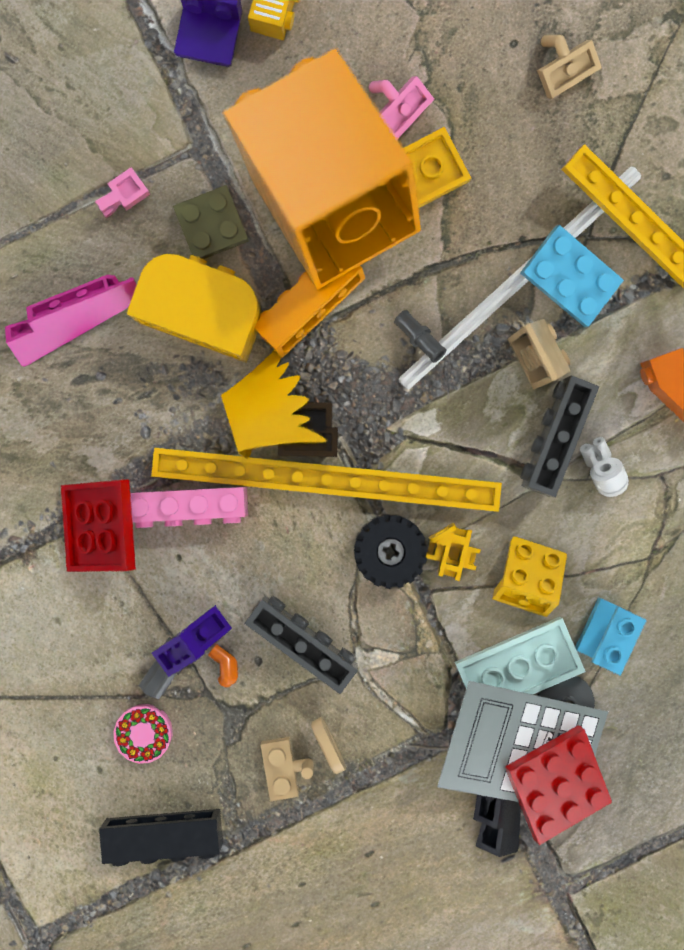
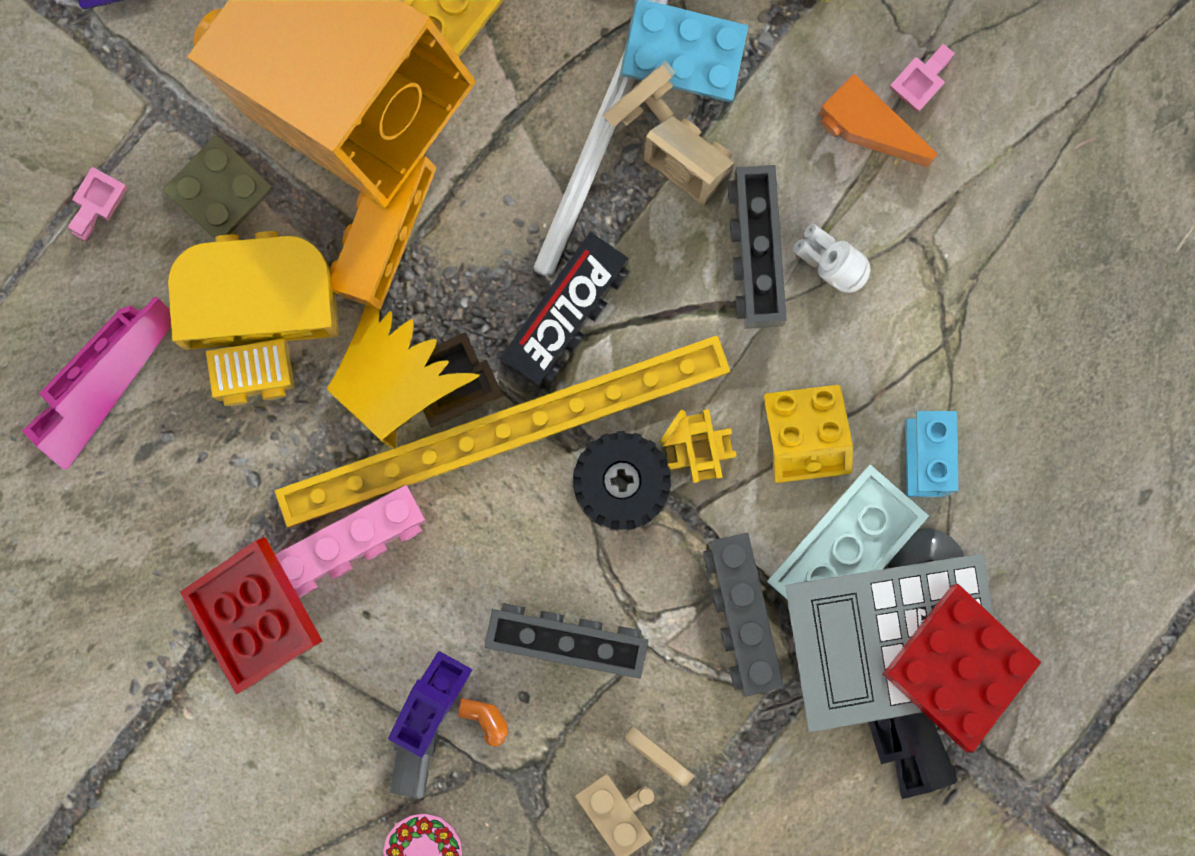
camera: 30 degrees left, 5 degrees down
(174, 358) = (250, 371): none -> yellow brick
(406, 417) = (565, 310): none -> black brick
(420, 336) = (535, 205): dark grey pin -> none
(430, 681) = (745, 615): none -> dark grey brick
(533, 294) = (646, 91): none -> tan plate

